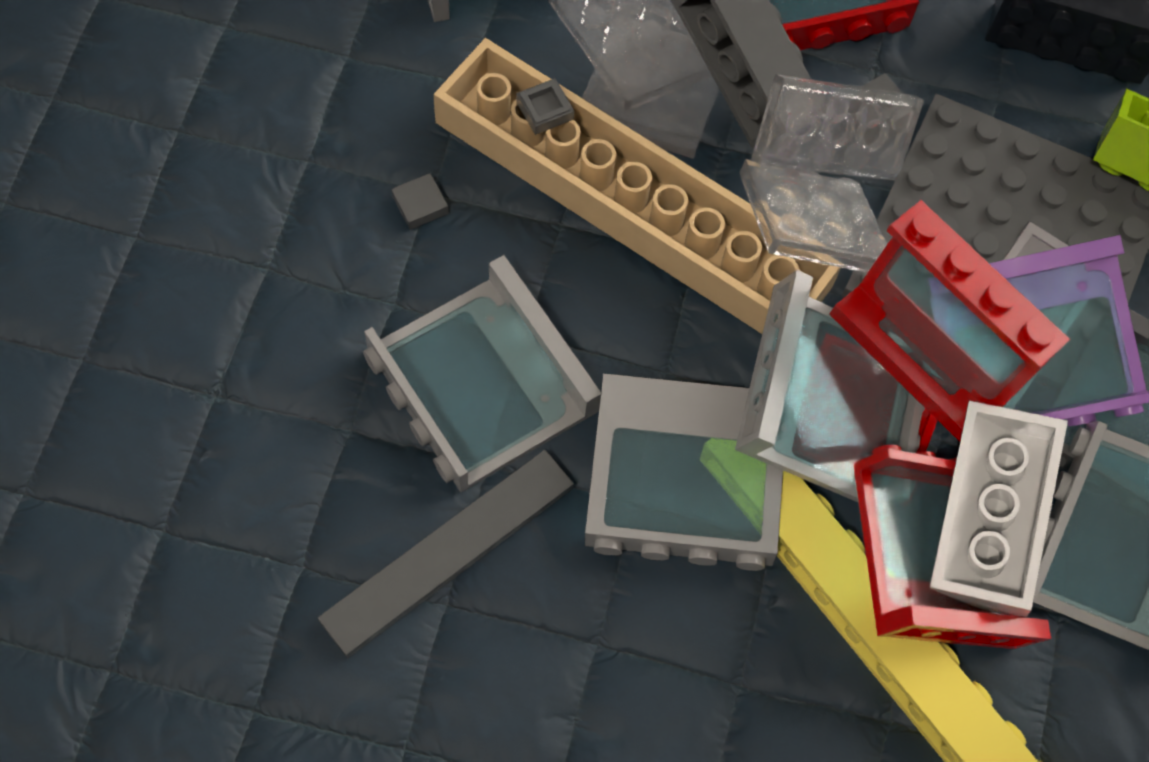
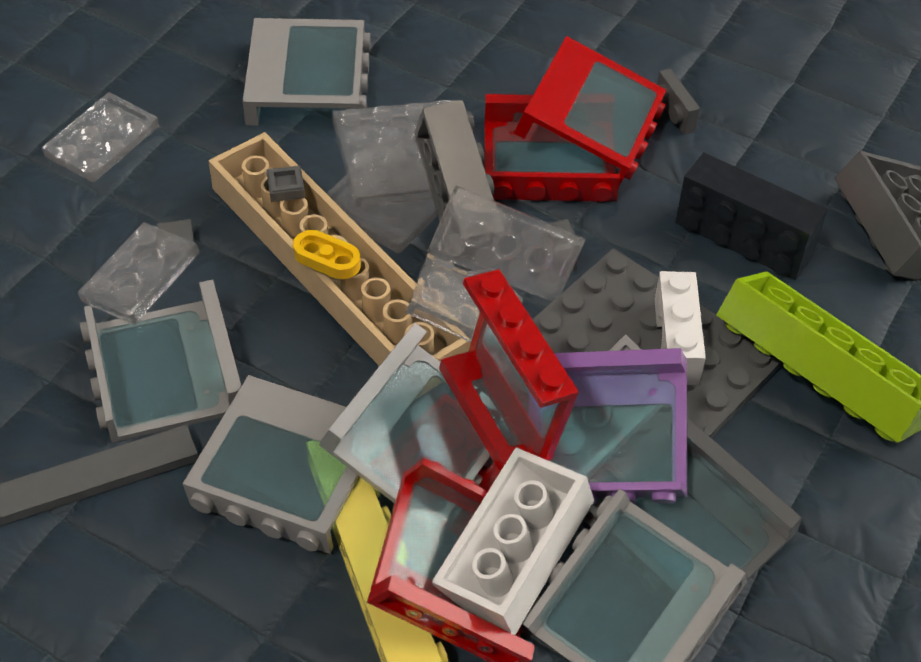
camera: 20 degrees right, 15 degrees down
(267, 83) = (100, 137): none -> clear plate
(400, 263) = (138, 273): none -> clear plate
(639, 193) = (331, 254): none -> yellow plate
(1051, 156) = (680, 319): none -> white arch

